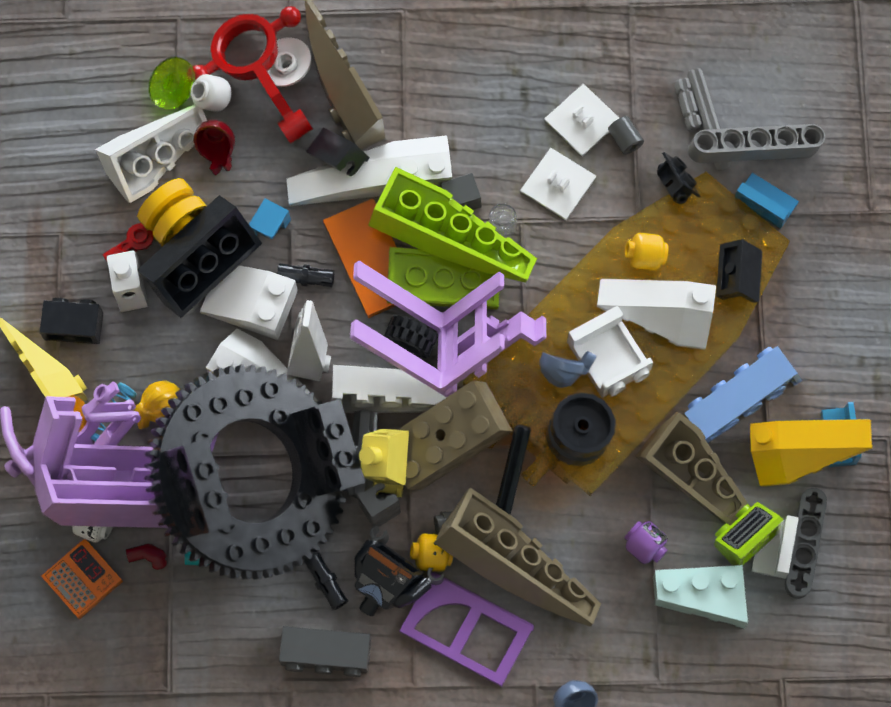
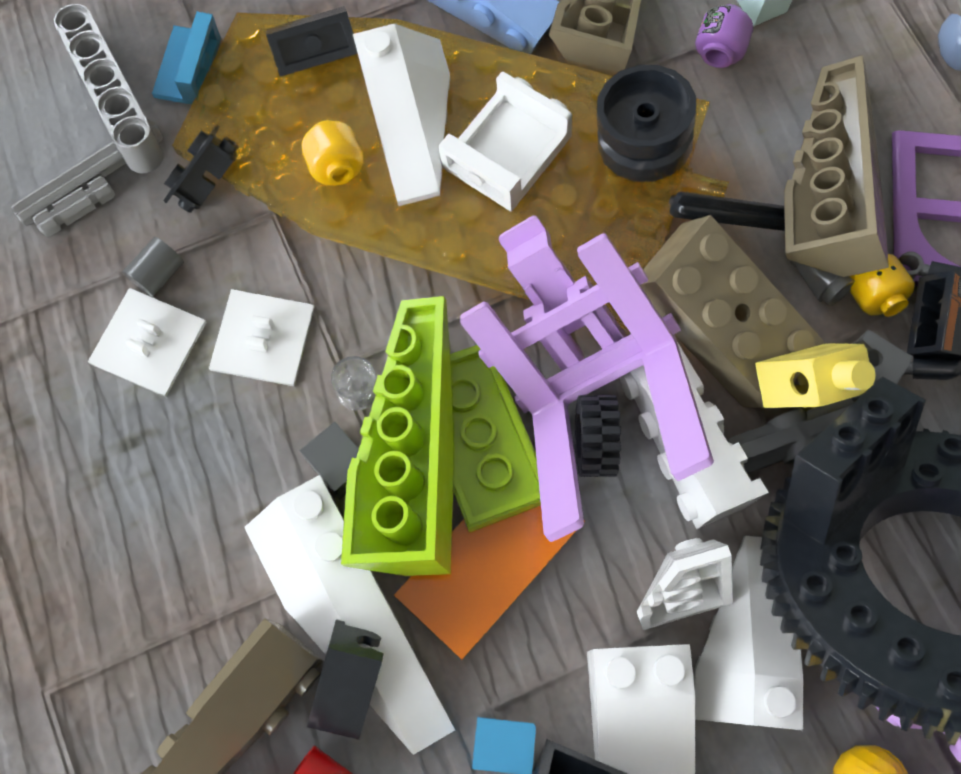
camera: 120 degrees left, 0 degrees up
(307, 275) = (562, 647): black pin -> none
(562, 371) = (563, 181): sand blue piece -> none

